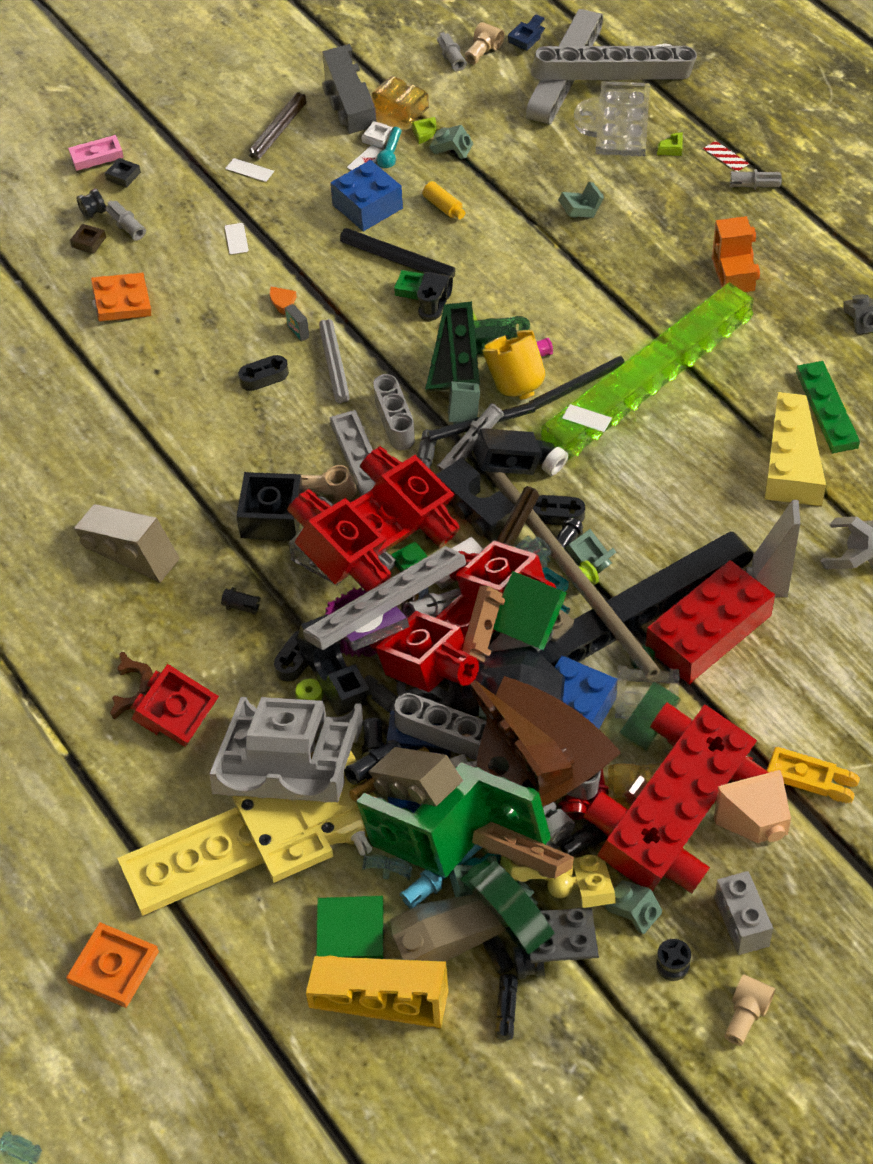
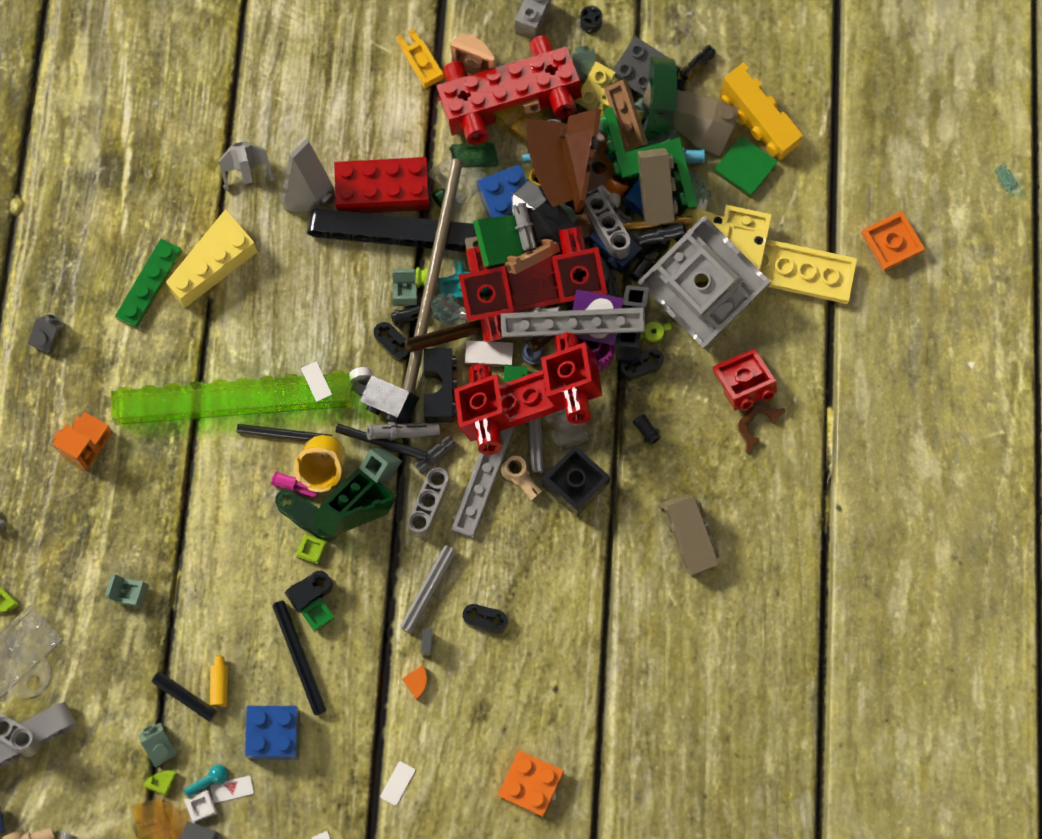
camera: 145 degrees left, 20 degrees up
(465, 179) = (184, 696): none -> black axle
(518, 642) = (524, 226): none -> light grey axle

